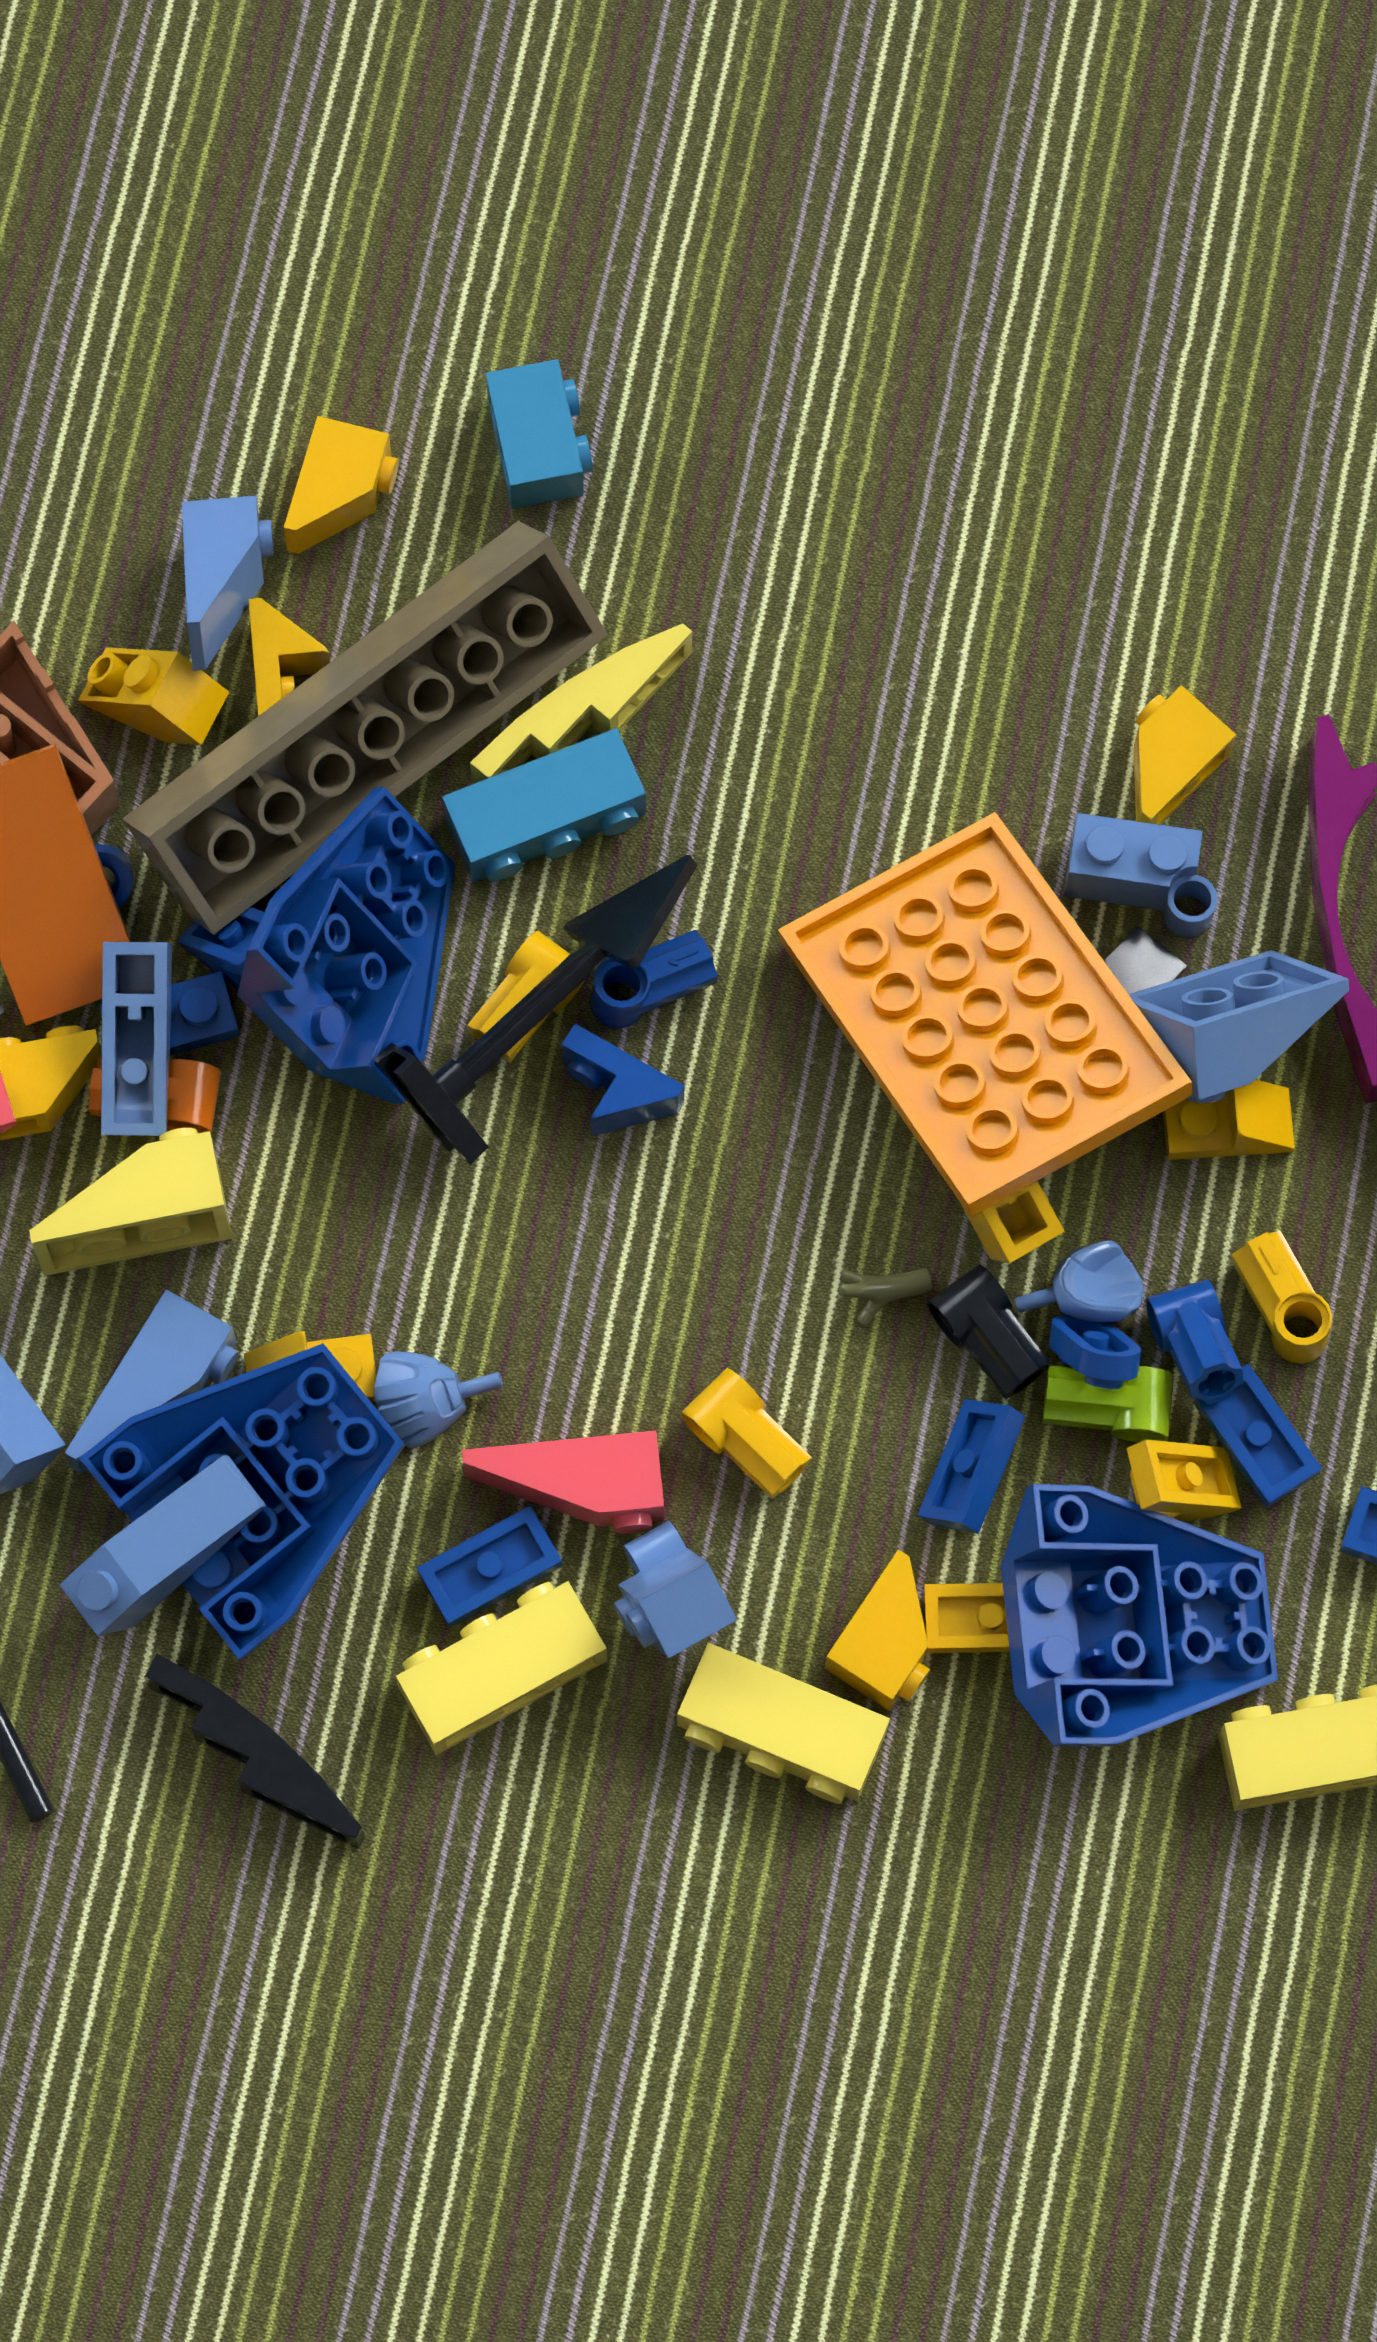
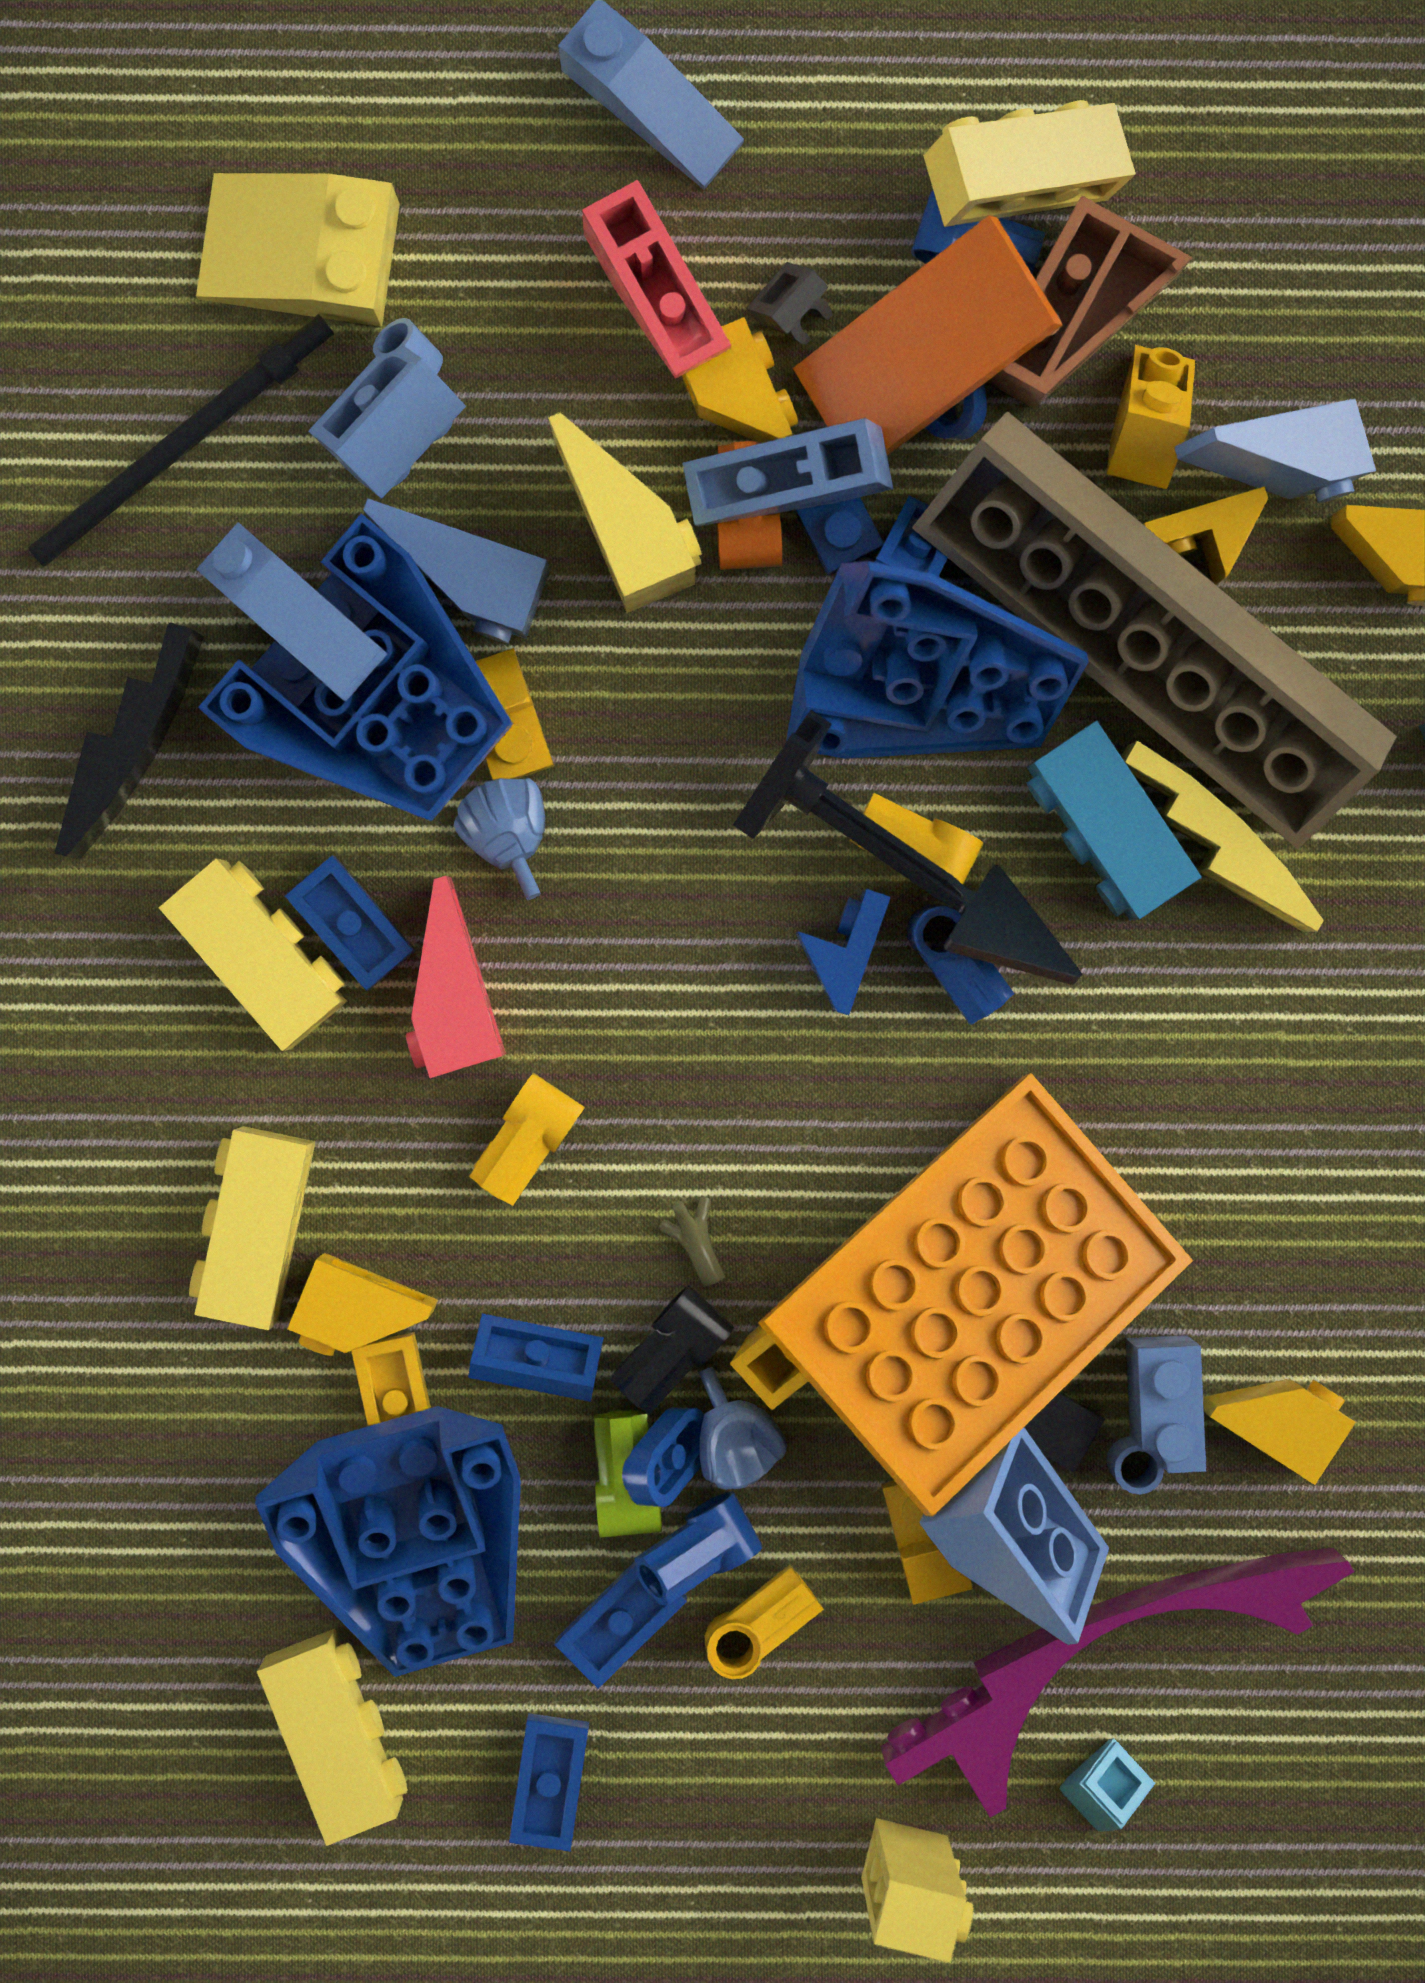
camera: 80 degrees right, 15 degrees up
(672, 1595) = (341, 1102): medium blue hinge -> none
(1183, 1479) = (558, 1558): yellow slope -> none

